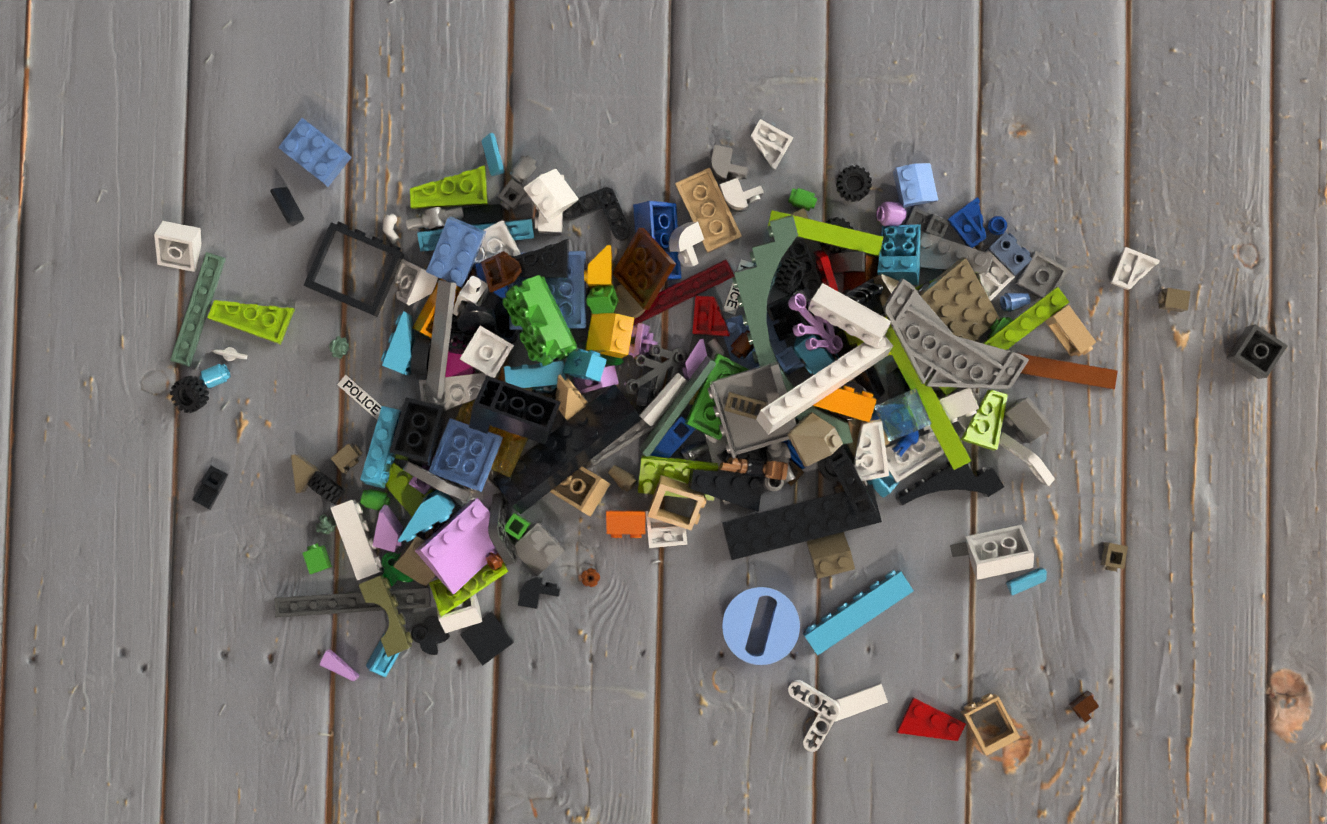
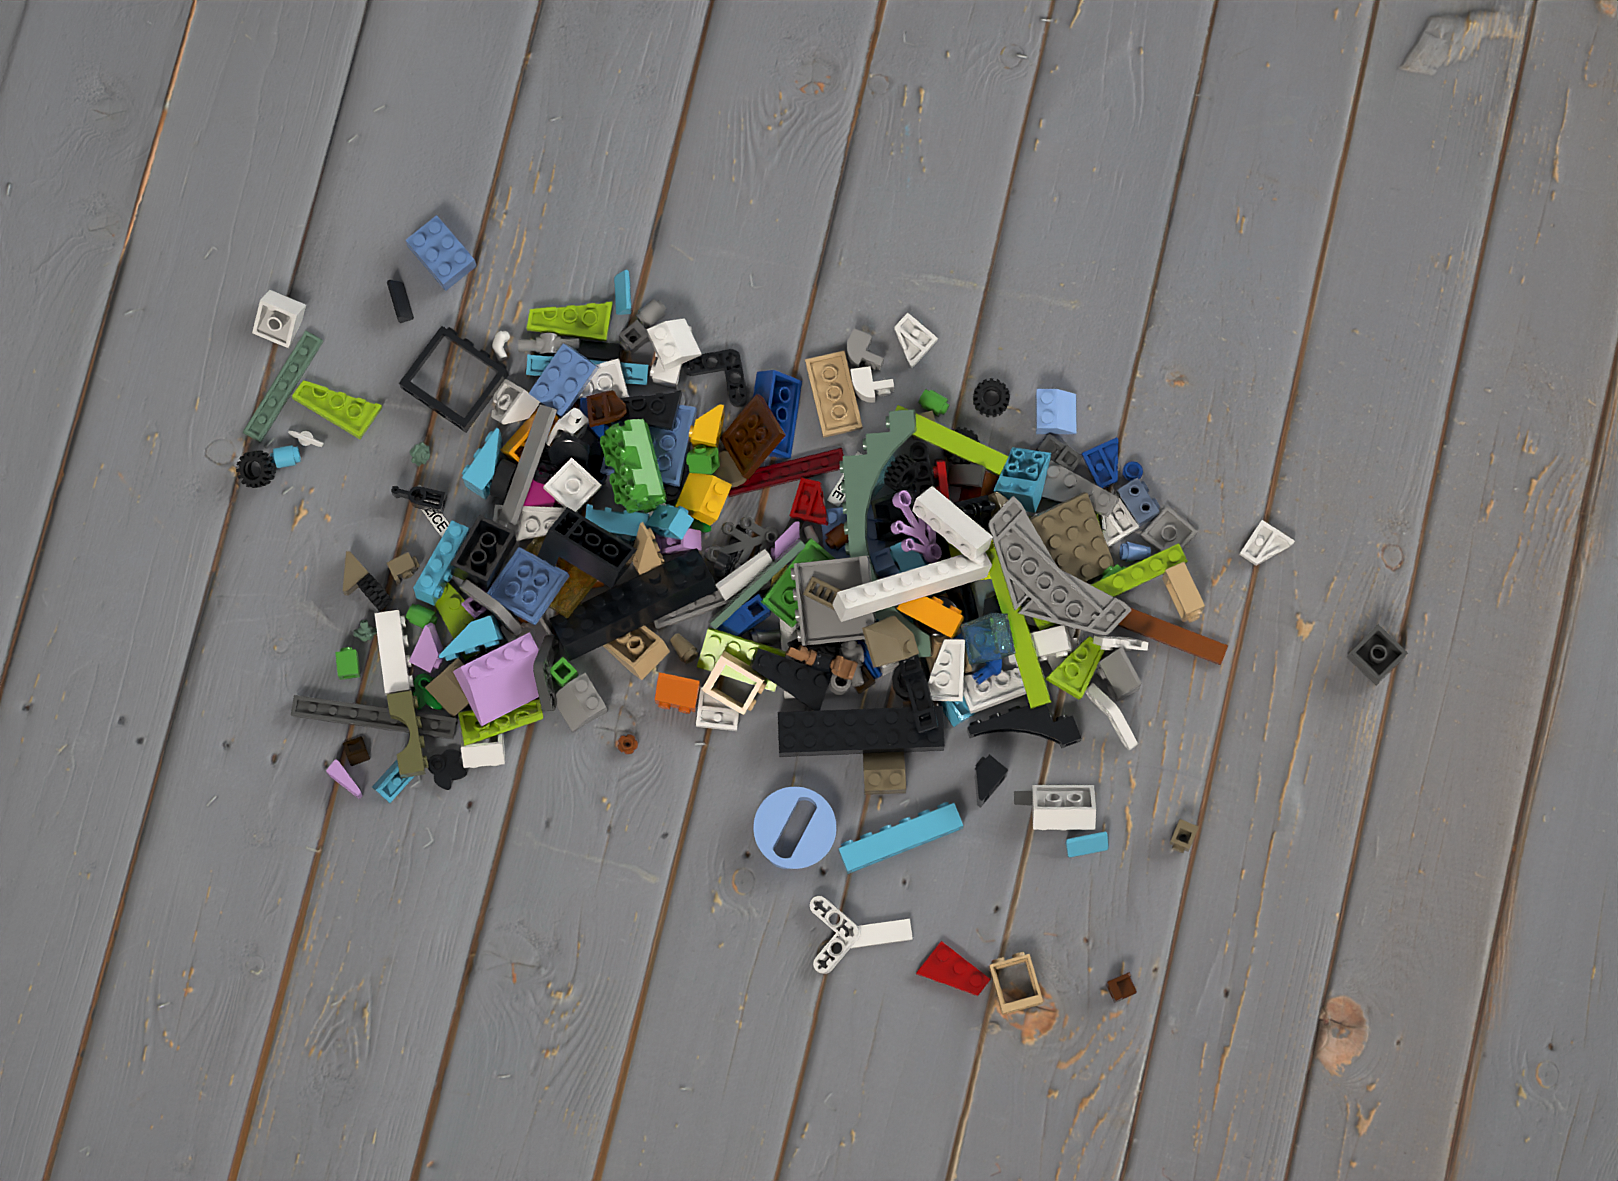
camera: 20 degrees right, 10 degrees down
(210, 488) = (253, 570): black slope -> none
(343, 636) = (356, 751): none -> dark brown slope
(353, 384) = (431, 499): none -> black piece
(487, 638) = (505, 784): black tile -> none
(494, 561) = (531, 703): dark orange plate -> none
(532, 589) = (564, 743): black brick -> none
(643, 340) = (736, 510): lavender hips -> none
(682, 241) = (799, 418): white brick -> none
(891, 213) = (1023, 436): lavender head -> none
(927, 543) = (988, 778): none -> black slope
(1023, 390) = (1127, 643): none -> white wing
(1174, 299) = (1301, 584): dark tan brick -> none

